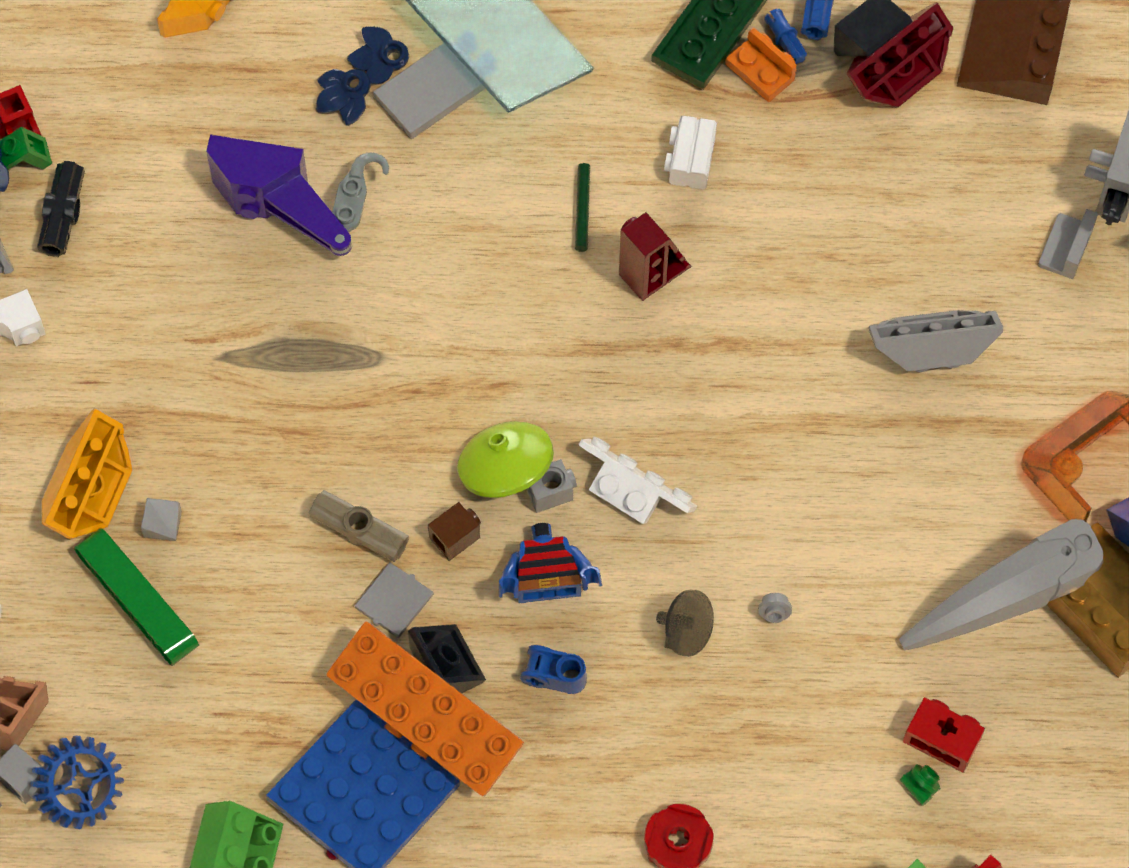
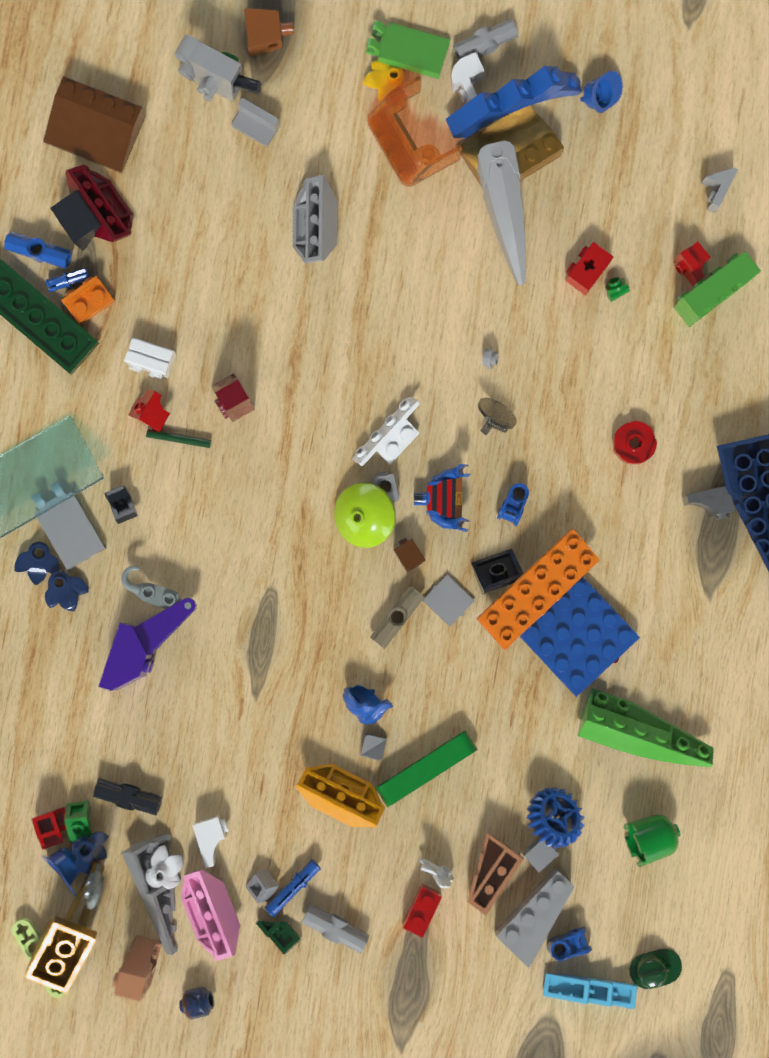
camera: 85 degrees left, 20 degrees up
(224, 495) = (365, 704): none -> blue hair
(476, 145) = (121, 504): none -> black bracket
(612, 159) = (149, 410): none -> red brick

